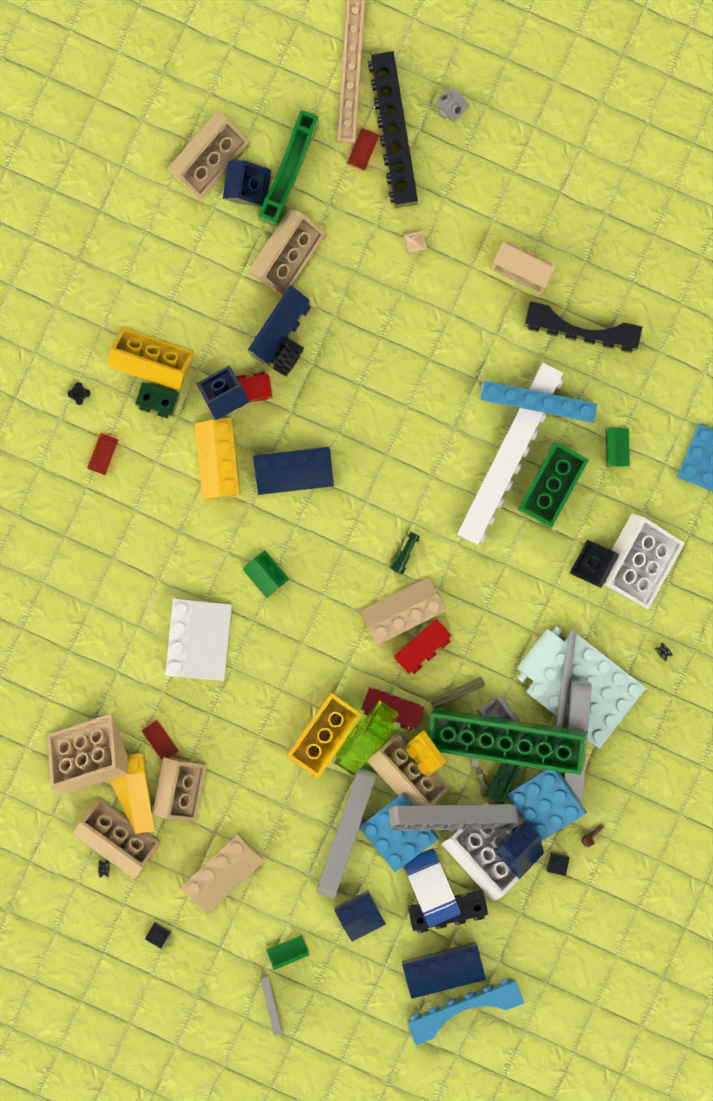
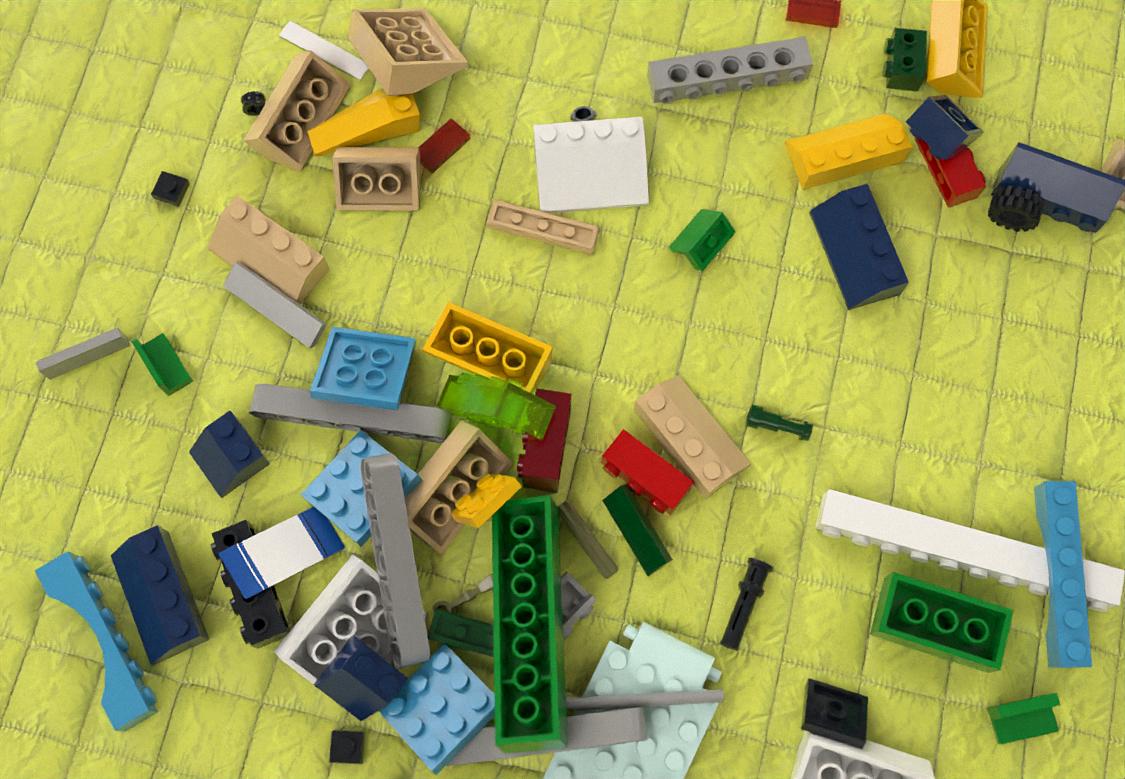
camera: 80 degrees right, 15 degrees down
(65, 814) = (324, 49): none -> white sticker
(137, 478) = (766, 56): none -> light grey brick
(156, 641) = (583, 114): none -> plate
(235, 681) = (543, 227): none -> tan tile
(260, 872) = (274, 304): none -> light grey tile
(319, 818) = (363, 368): none -> dark azure plate
(458, 660) = (637, 530): none -> dark green tile
(508, 596) = (750, 590): none -> black pin

